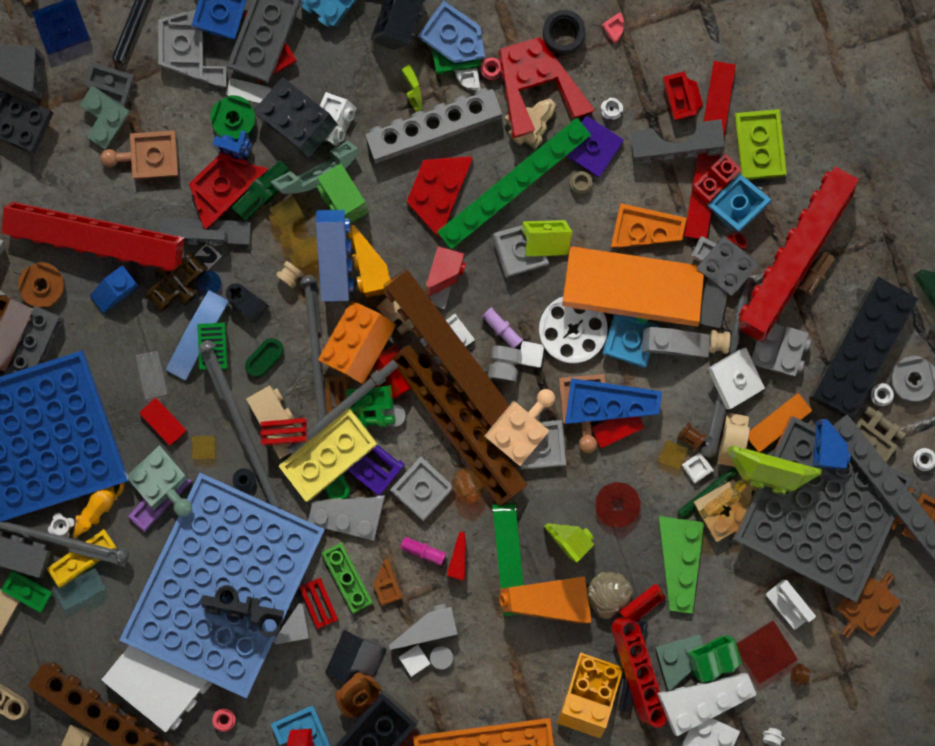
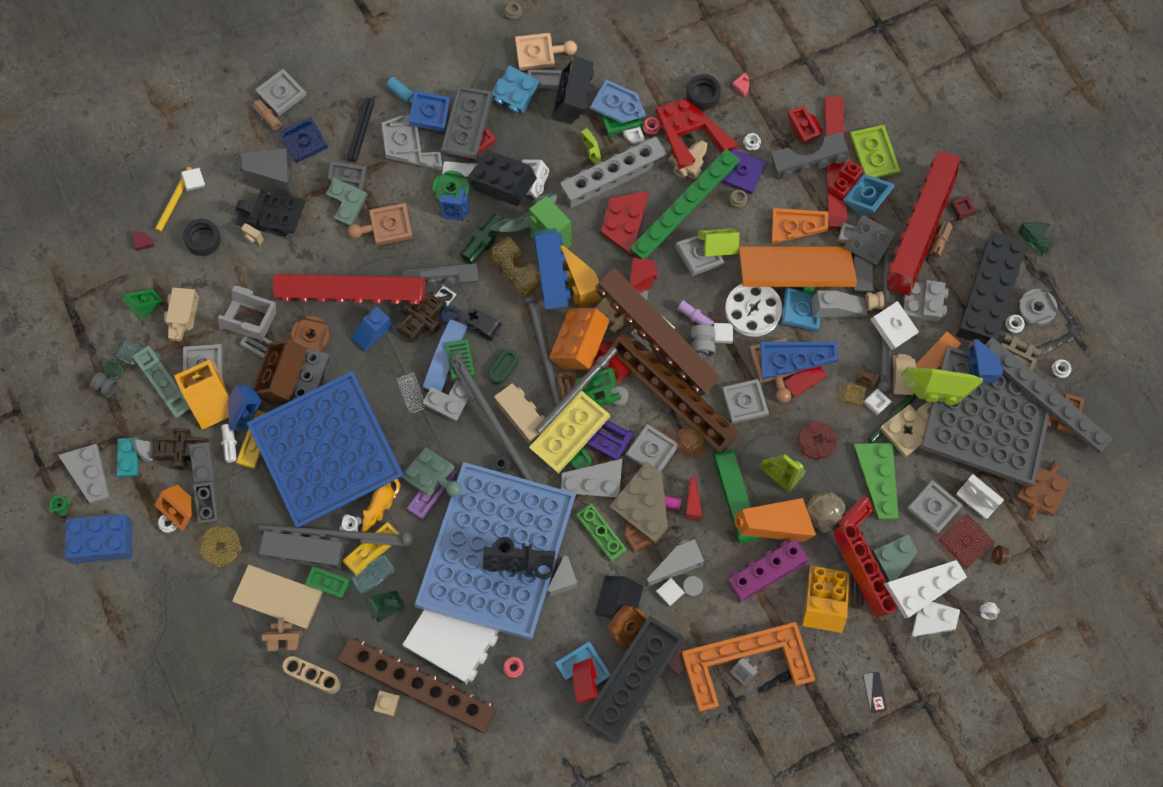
camera: 10 degrees left, 15 degrees down
(87, 628) = (384, 605): none -> clear green slope
(163, 421) = (426, 428): red tile -> none
(192, 398) = (447, 405): none -> light grey plate
(203, 447) = (463, 444): clear yellow tile -> none
(222, 186) = (449, 239): red wing -> none
(280, 423) = (530, 412): red tile -> none
(289, 274) = (515, 298): tan wheel -> none
(312, 611) = (571, 542): red tile -> none
(401, 553) = (644, 502): none -> dark tan plate
(518, 430) = (724, 388): light nougat plate -> none
(529, 653) = (767, 570): none -> magenta brick
(715, 658) = (926, 550): green brick -> none
(729, 495) = (912, 409): clear yellow wing -> none
(737, 606) = (934, 507): none -> light grey plate
(853, 233) = (963, 207): none -> dark red tile

